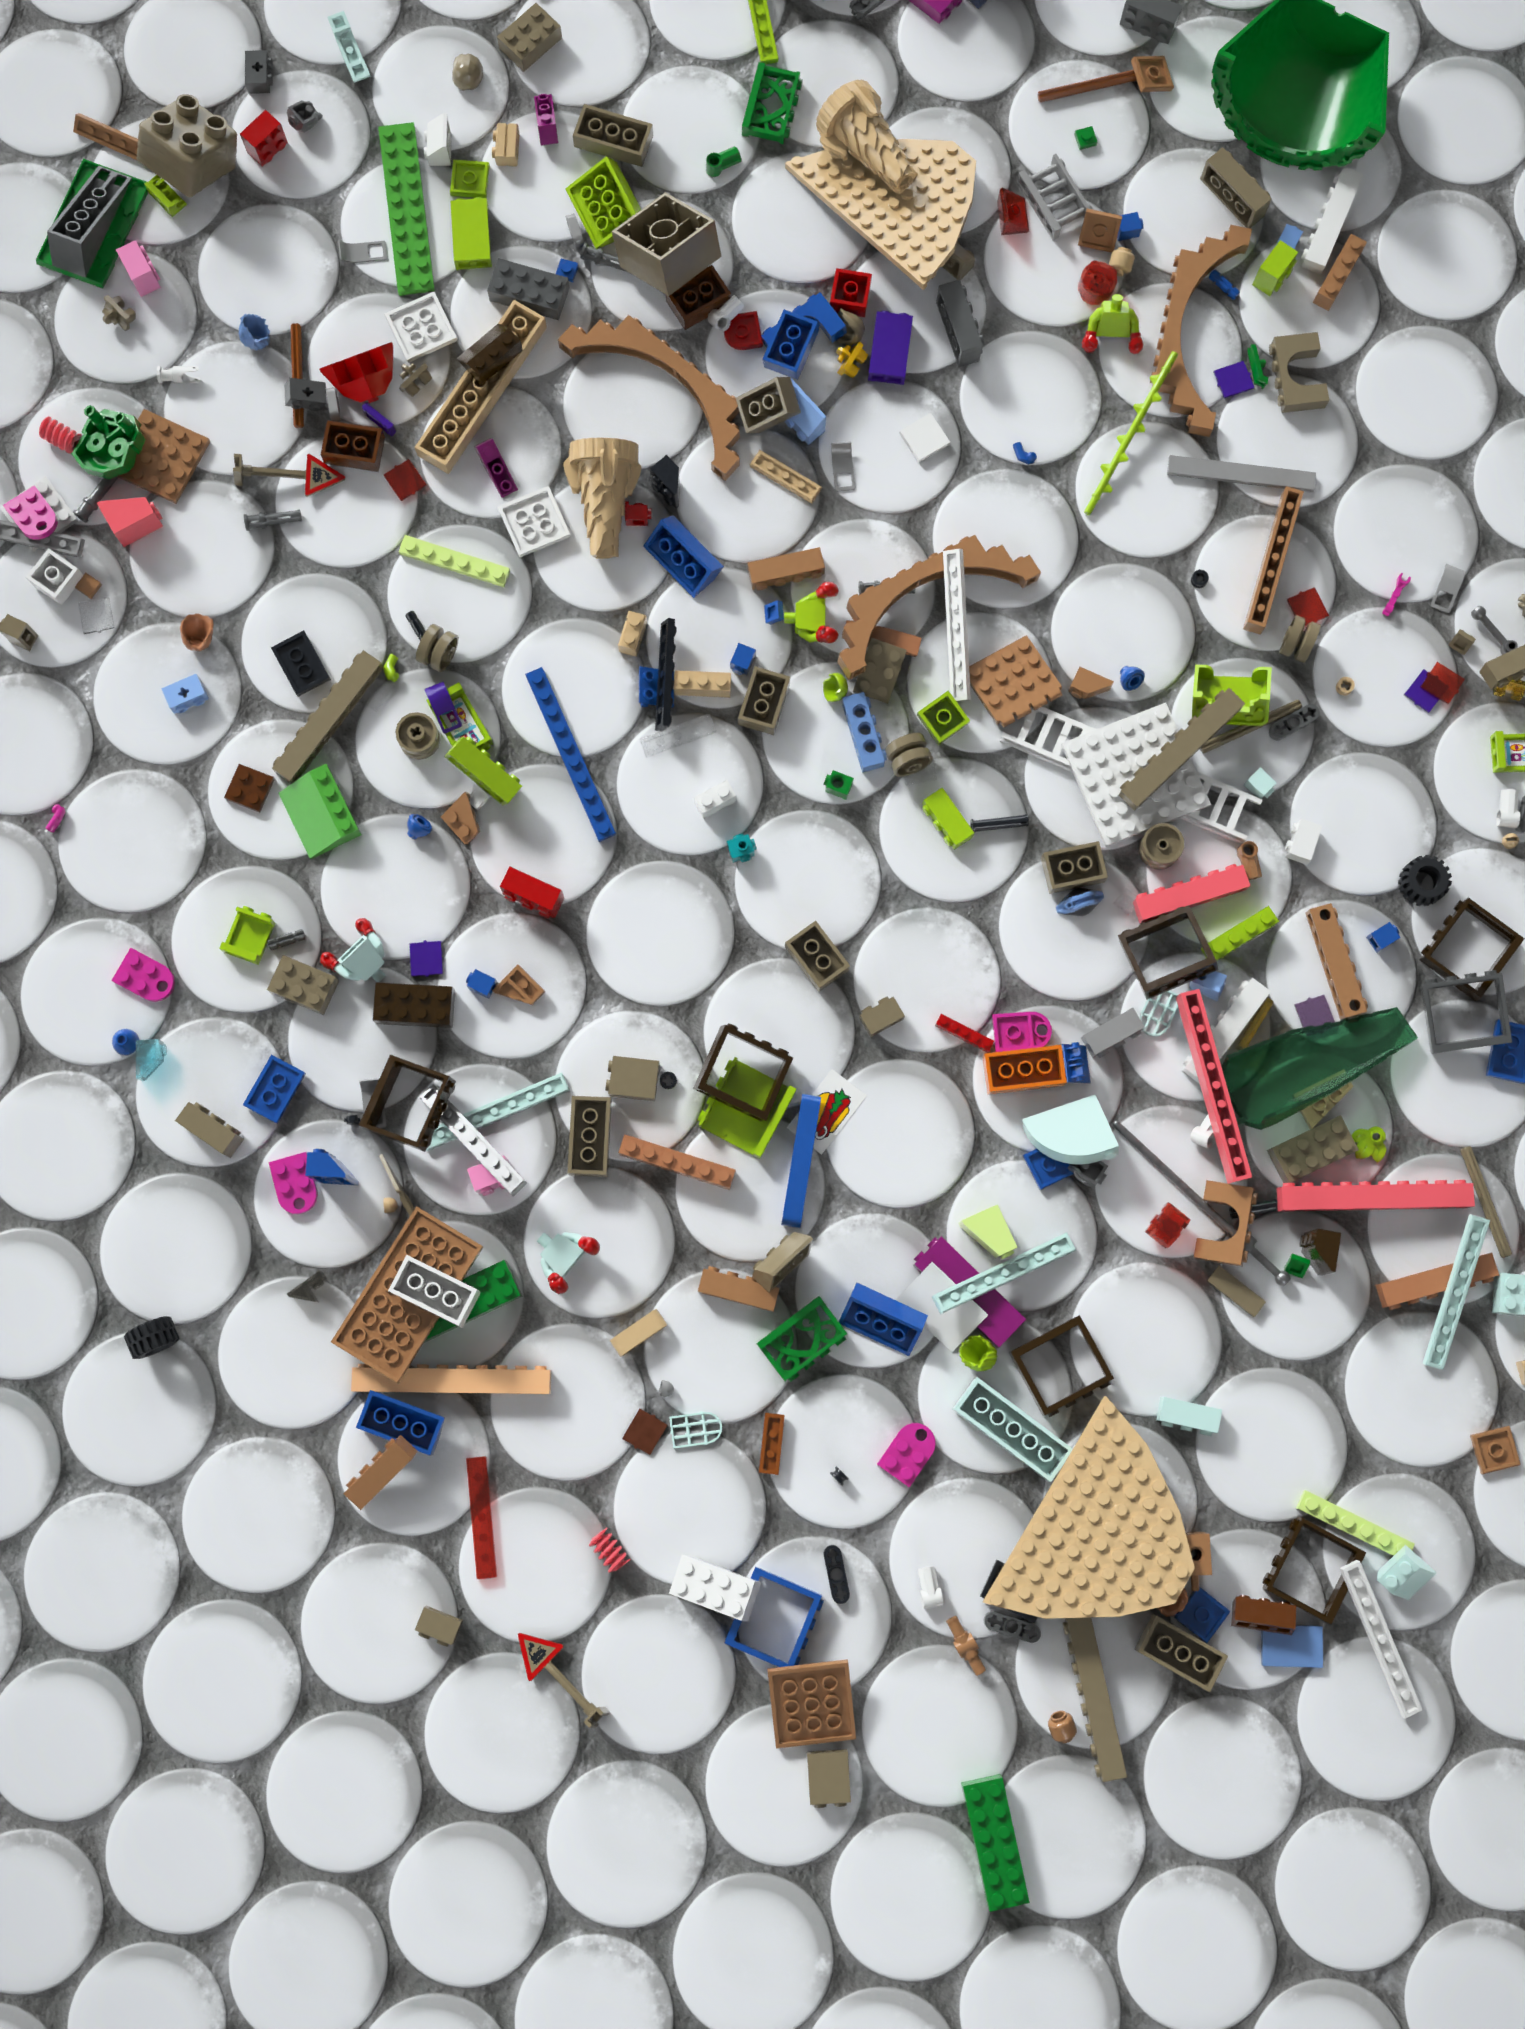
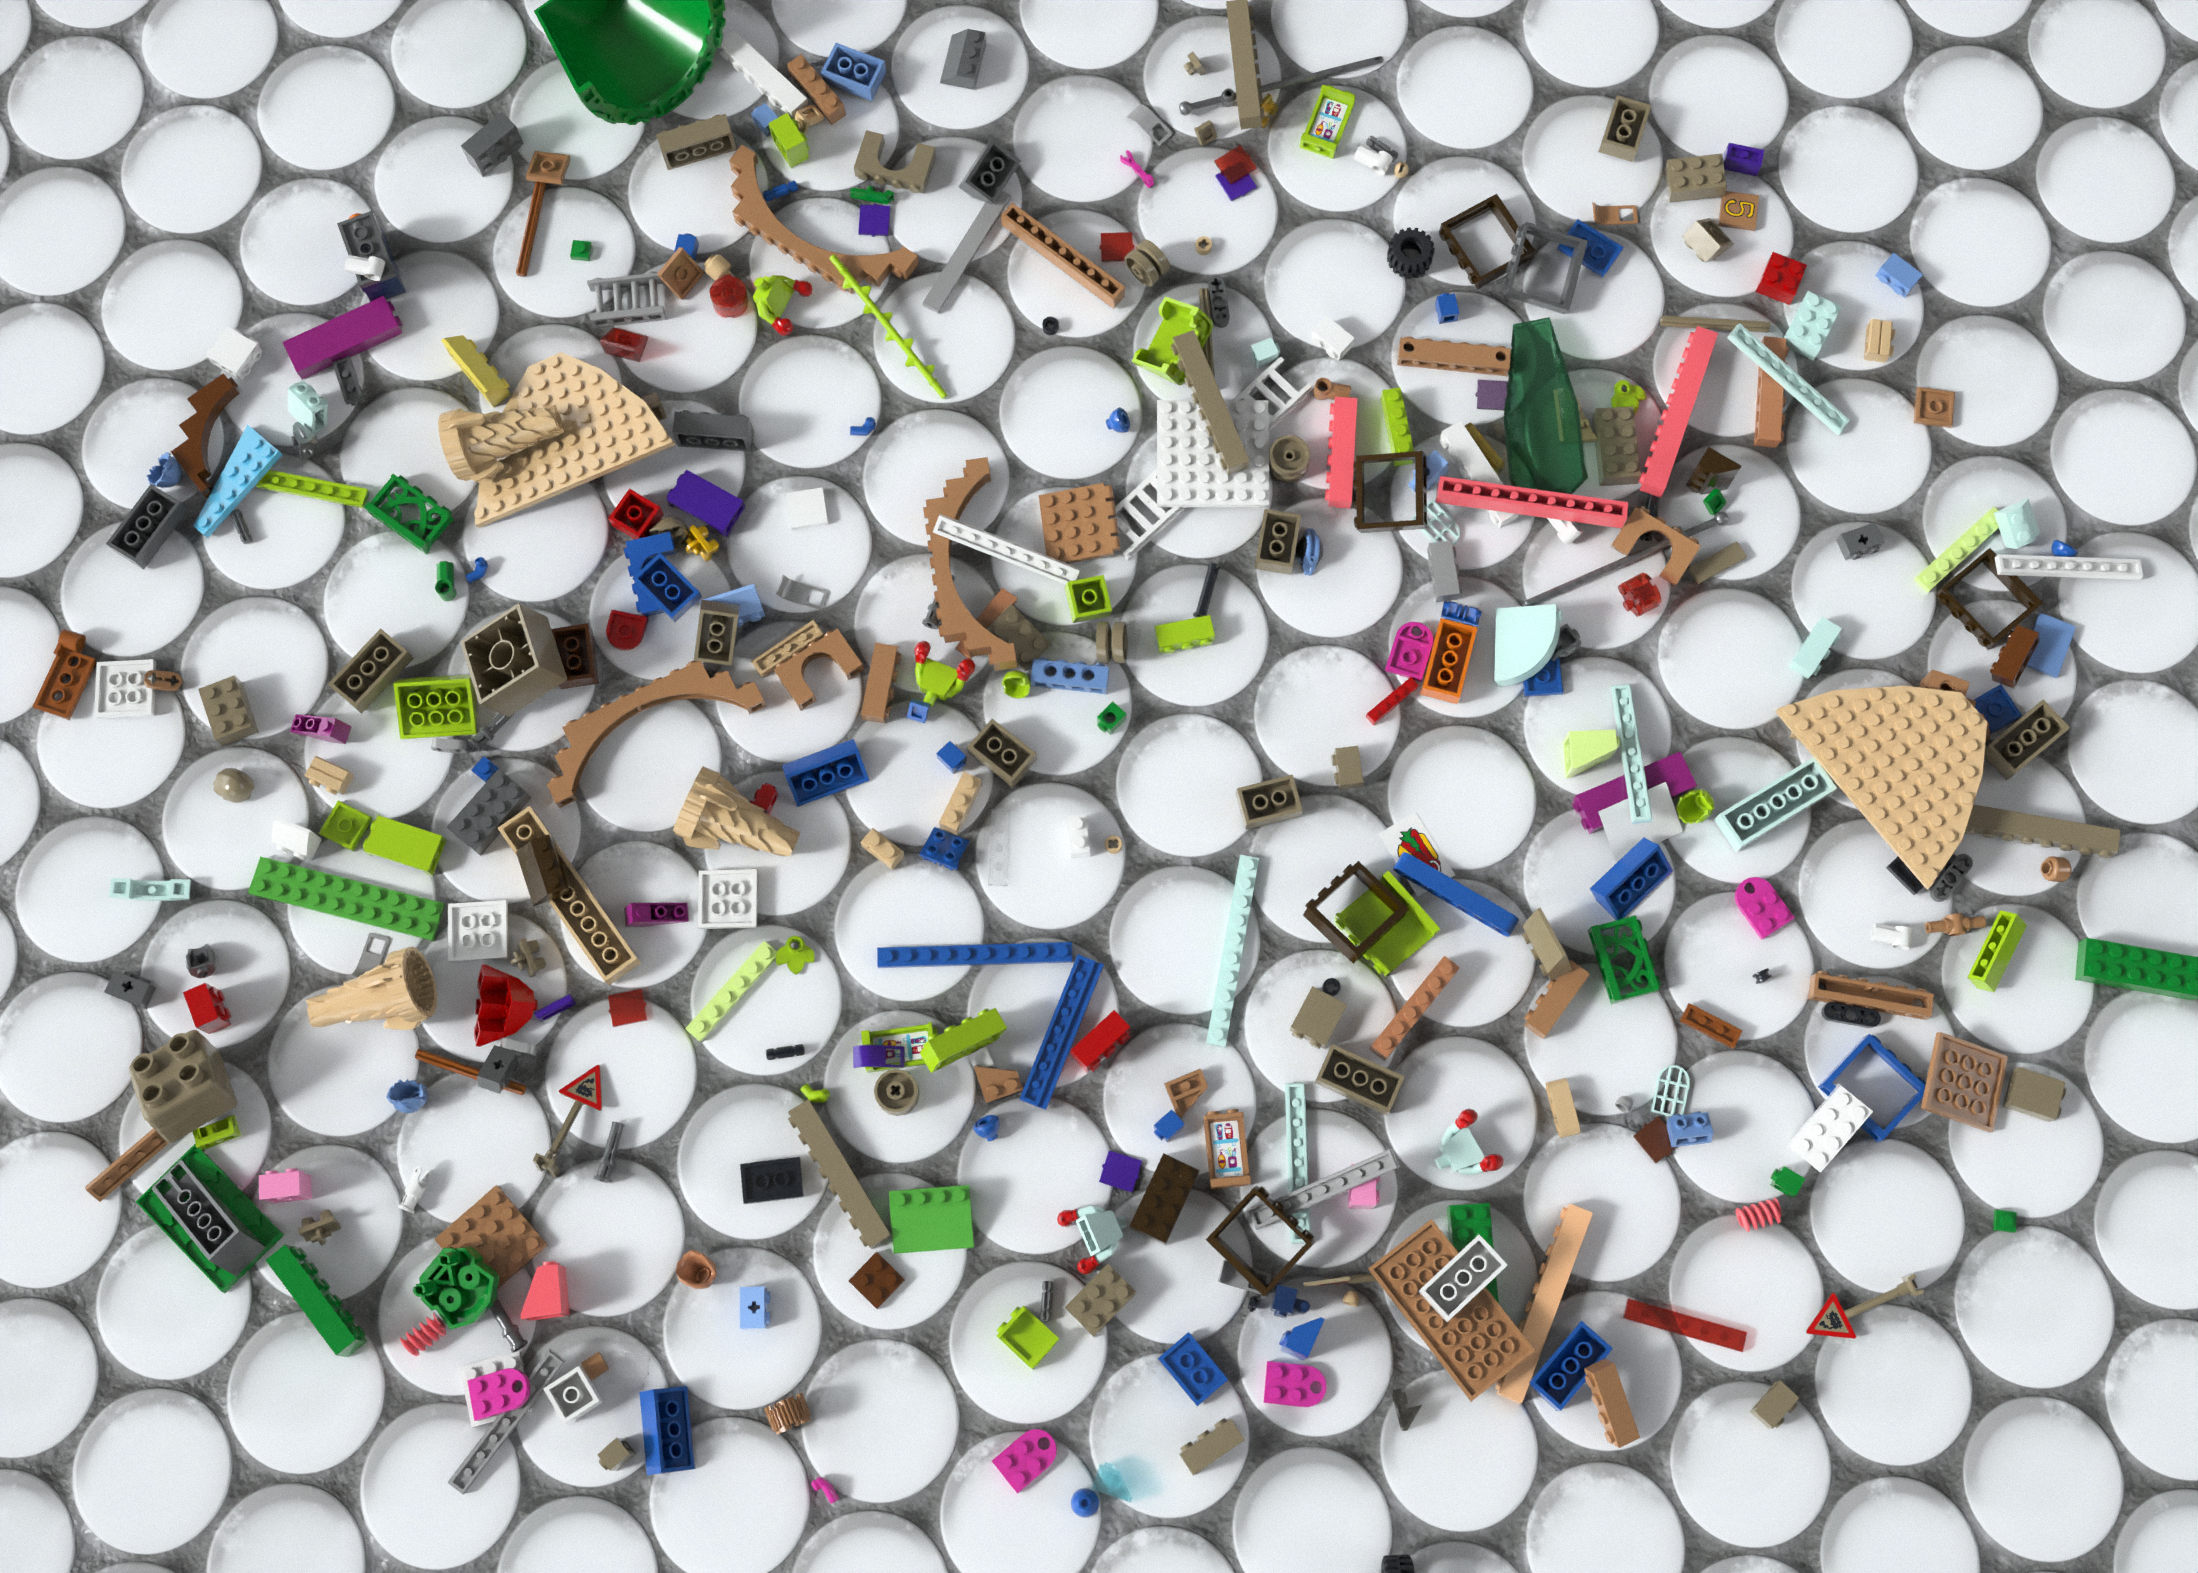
camera: 65 degrees left, 5 degrees down
(54, 336) = (316, 1300): none -> green brick
(55, 666) = (666, 1430): none -> blue slope
(104, 758) = (788, 1412): none -> medium nougat brick
(340, 282) = (395, 991): none -> tan cone
(352, 446) = (572, 1043): reddish brown brick -> none
(362, 1146) = (1285, 1300): none -> dark blue brick
(437, 648) = (818, 1038): dark tan wheel -> none
(480, 1044) = (1226, 1149): none -> panel
(505, 601) = (794, 957): none -> lime plate
(530, 856) = (1061, 1032): none -> blue plate
(651, 1565) = (1786, 1181): none -> green brick
(663, 1456) = (1689, 1129): none -> medium blue brick
(665, 670) = (938, 833): black plate -> none
(666, 480) = (747, 756): black slope -> none
(666, 979) = (1232, 951): none -> light aqua plate
(695, 1788) = (2004, 1221): none -> green plate
(716, 836) = (1114, 850): none -> tan bush
(721, 317) = (605, 643): white piece -> none
(737, 852) = (1136, 837): teal brick -> none
(744, 186) = (480, 570): none -> blue arm
(763, 488) = (830, 646): none -> medium nougat arch
(861, 1586) = (1868, 995): none -> medium nougat piece
(929, 97) = (477, 369): none -> light yellow slope
(954, 1694) = (1997, 951): none -> lime brick
(1084, 1392) = (1701, 745): dark brown window -> none
(1089, 684) = (1108, 460): medium nougat slope -> none
(1307, 276) = (807, 117): none -> tan bracket
(1327, 461) = (990, 173): none -> dark grey slope
(1328, 1426) = (1860, 541): none -> dark grey brick
(1372, 297) = (853, 71): none -> medium blue brick
(1398, 1627) = (2063, 550): none -> blue brick
(1434, 392) = (964, 59): none -> dark grey slope

